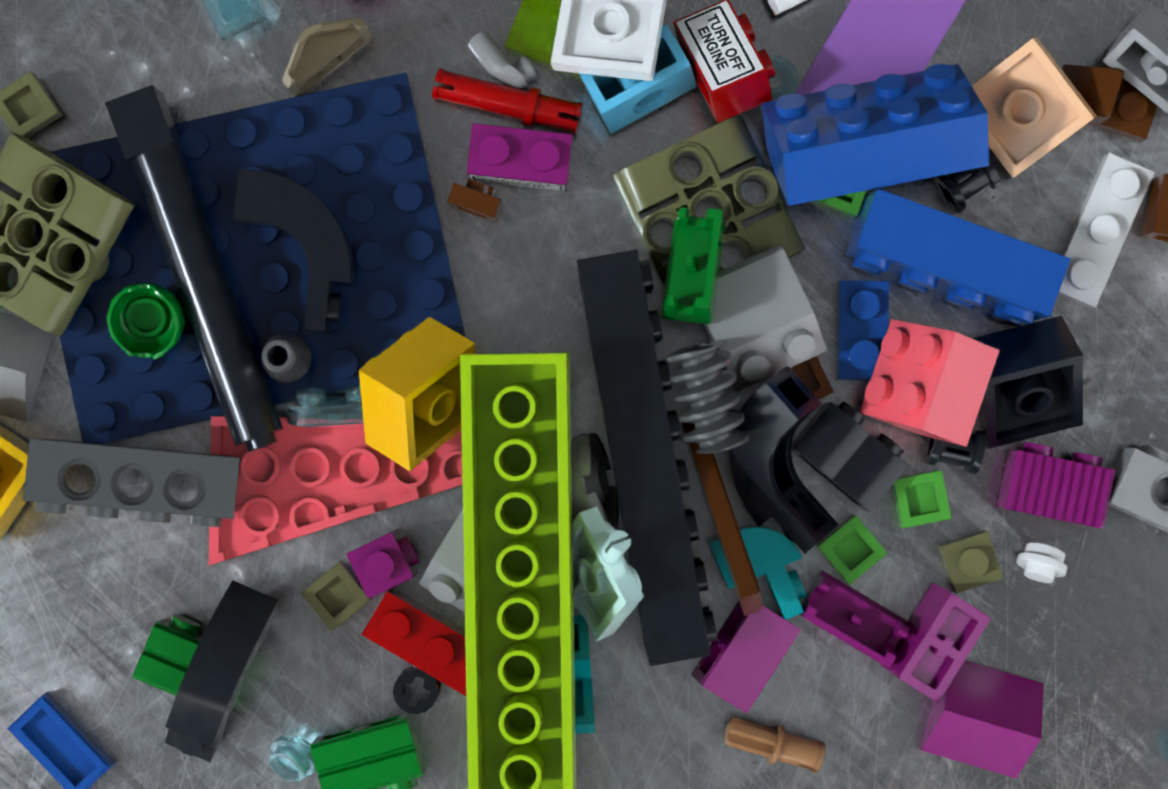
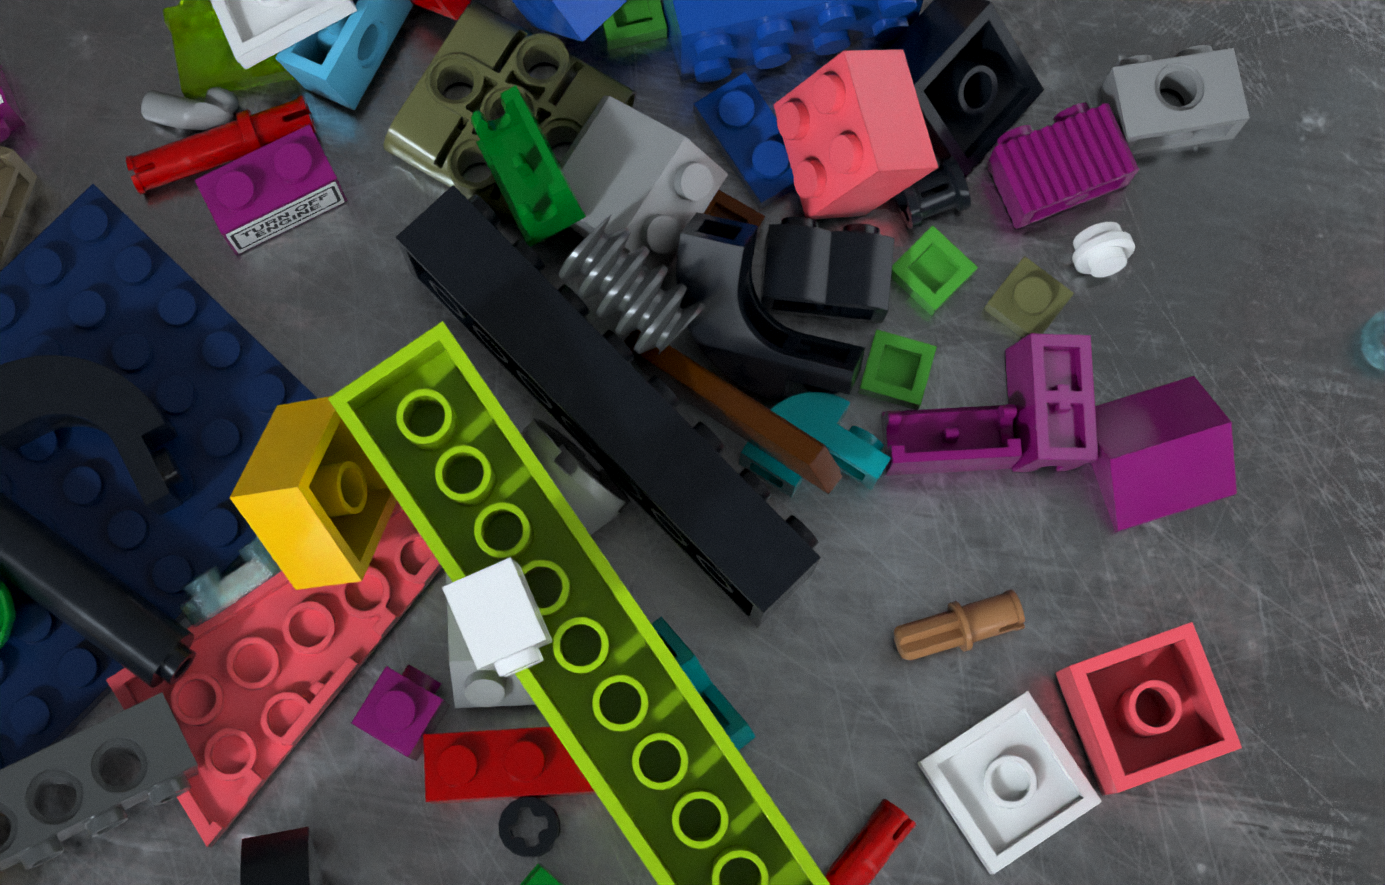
camera: 35 degrees left, 10 degrees down
(297, 362) = (157, 564): flat silver cone -> none
(336, 595) = (373, 786): olive plate -> none
(474, 580) = (499, 618): none -> white brick
(475, 199) = (253, 266): reddish brown plate -> none
(602, 580) = (650, 551): light aqua plate -> none
(745, 655) = (861, 549): magenta hinge -> none

